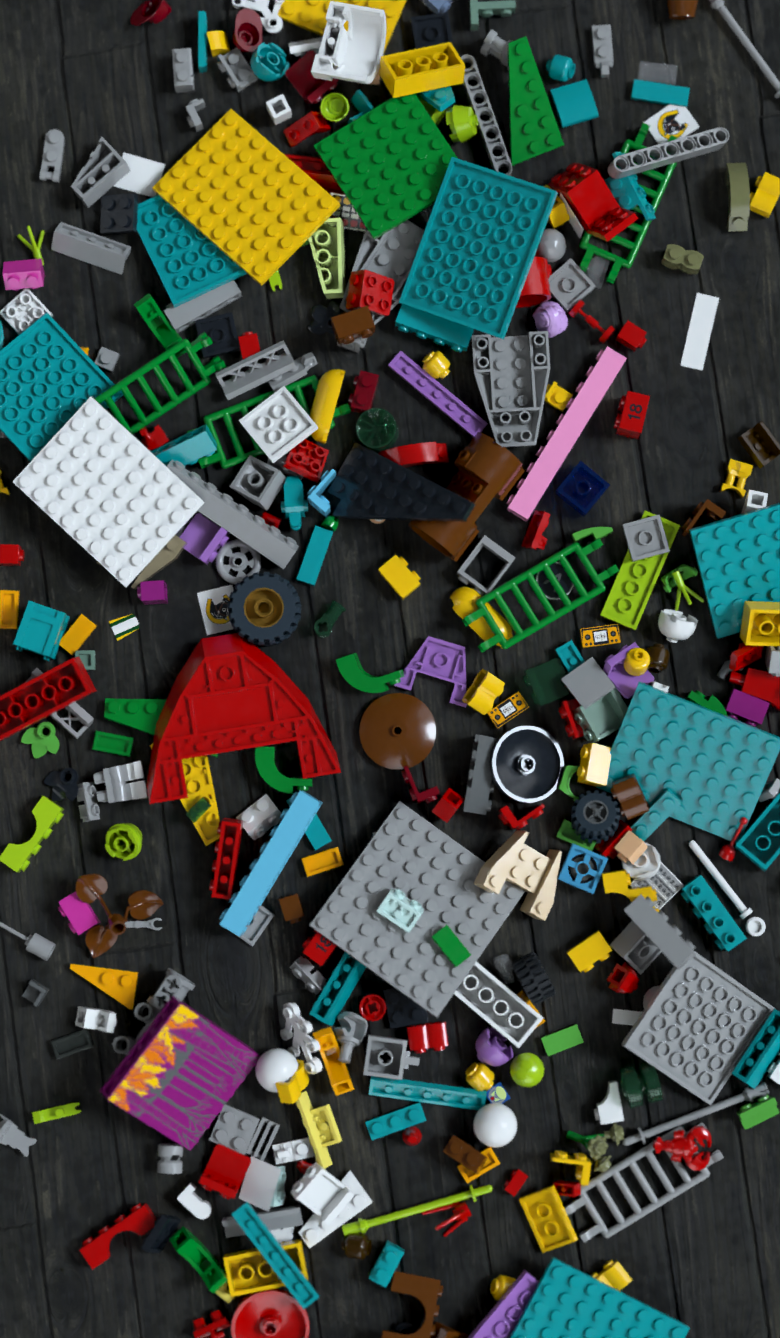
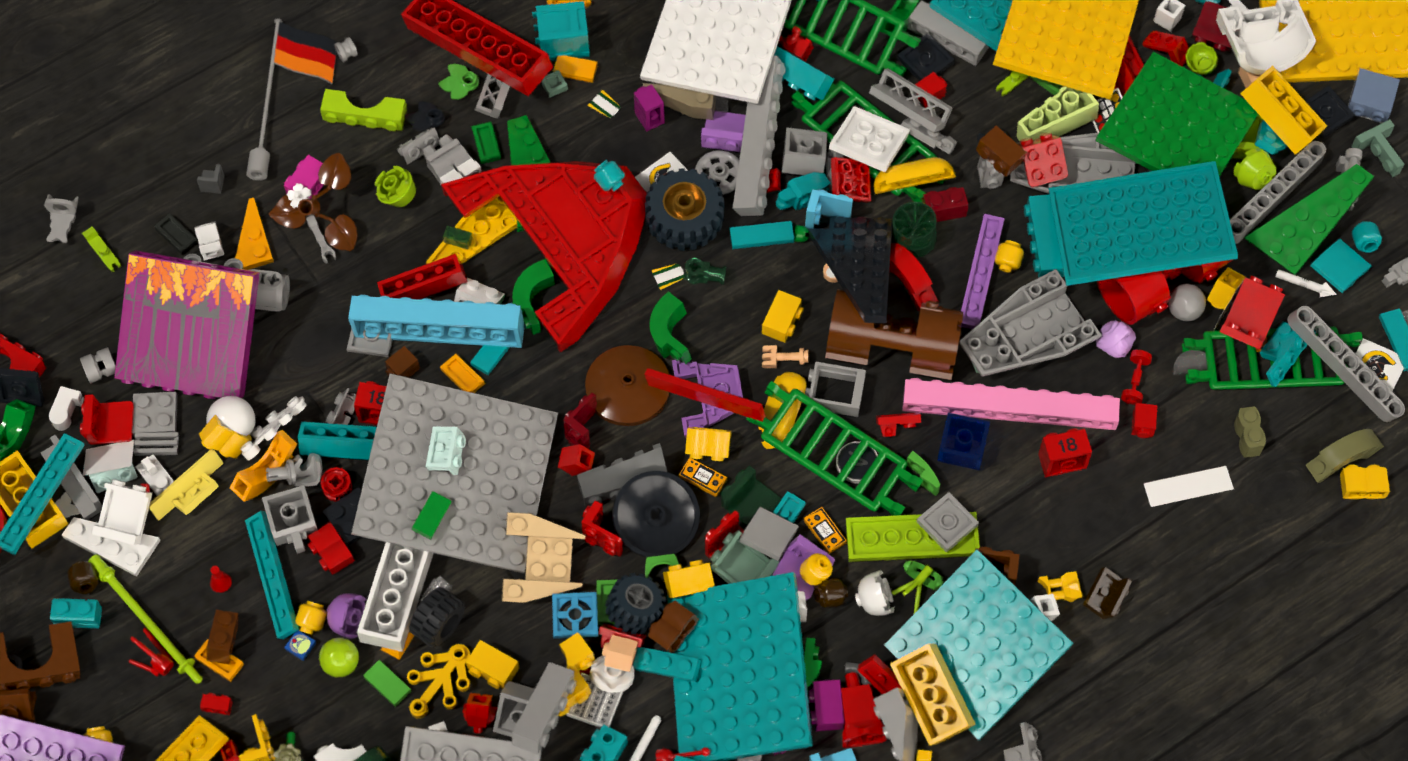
camera: 65 degrees right, 20 degrees down
(96, 926) = (298, 194): none -> white plant
(216, 661) = (609, 175): none -> teal head
(312, 650) = (668, 275): none -> sticker
(395, 1121) = (229, 560): teal plate -> none
(430, 600) = (771, 356): none -> light nougat hinge
(449, 677) = (705, 394): none -> red tile
(495, 1125) = (266, 649): white piece -> none
(557, 396) = (1043, 376): yellow bracket -> none
(570, 285) = (1160, 340): light grey plate -> none
(578, 995) = (440, 677): none -> yellow plant
(588, 129) = (1324, 290): none -> white piece

